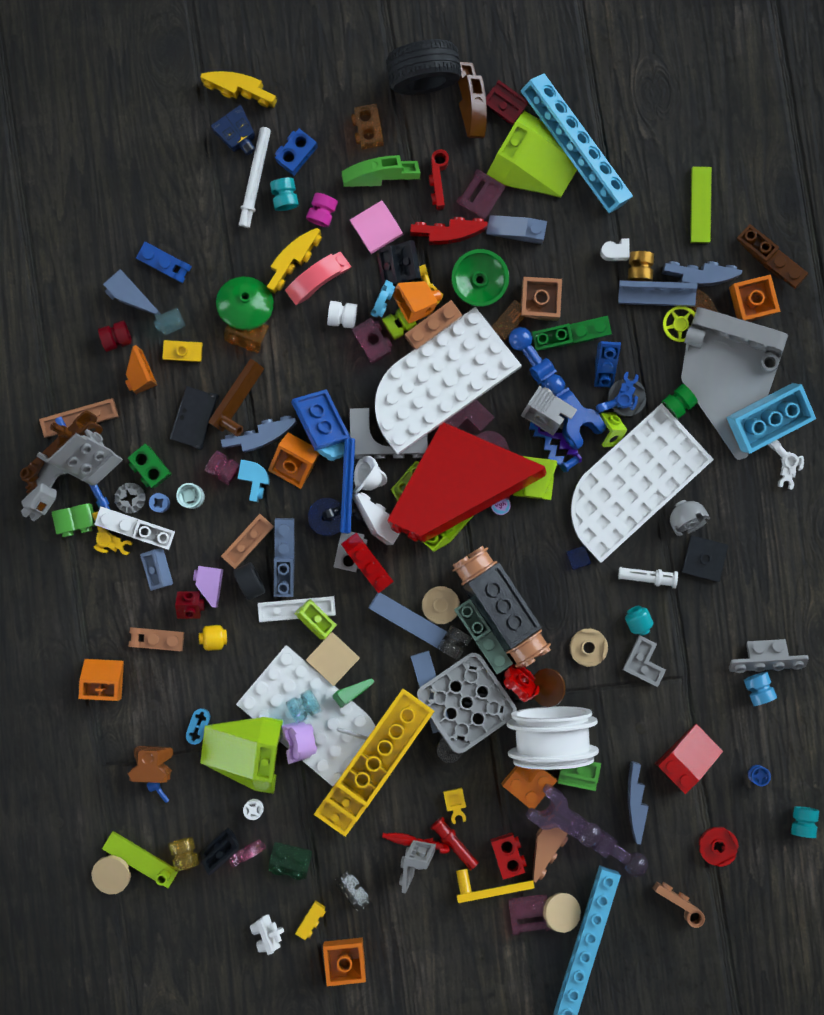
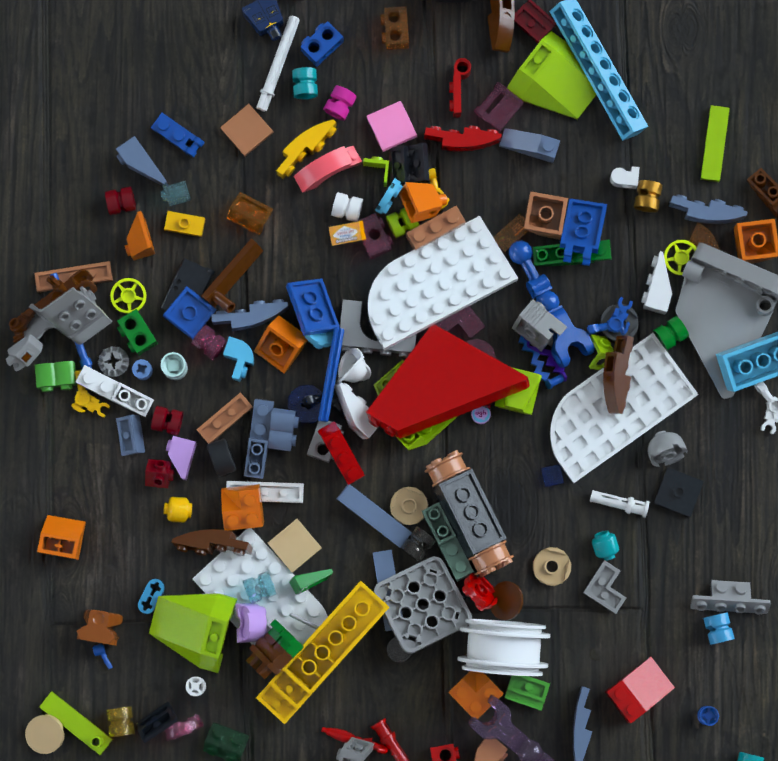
camera: 10 degrees right, 5 degrees down
(135, 430) = (128, 295): none -> neon yellow wheel
(157, 639) = (122, 504): nougat plate -> none
(184, 547) = (160, 419): none -> dark red wheel
(198, 440) = (189, 312): none -> blue tile
(232, 248) = (246, 130): none -> nougat tile
(240, 312) = (250, 193): green dish -> none
(248, 665) = (205, 541): none -> reddish brown slope
(276, 628) = (242, 507): none -> orange slope
(306, 545) = (282, 429): none -> sand blue brick
(315, 619) = (282, 504): lime slope -> none
(325, 767) = (274, 650): none -> reddish brown hips
(345, 341) = (347, 233): none -> tile
(367, 265) = (379, 163): none -> lime bracket
(382, 168) = (399, 70): bright green slope -> none
(455, 801) = (399, 703): yellow plate -> none
(480, 264) = (489, 175): green dish -> none
(580, 308) = (582, 229): none -> blue tile
(606, 363) = (602, 286): blue slope -> none
(631, 458) = (615, 381): none -> reddish brown slope
(657, 293) = (661, 224): sand blue fence -> none
(663, 360) = (659, 290): none -> white slope

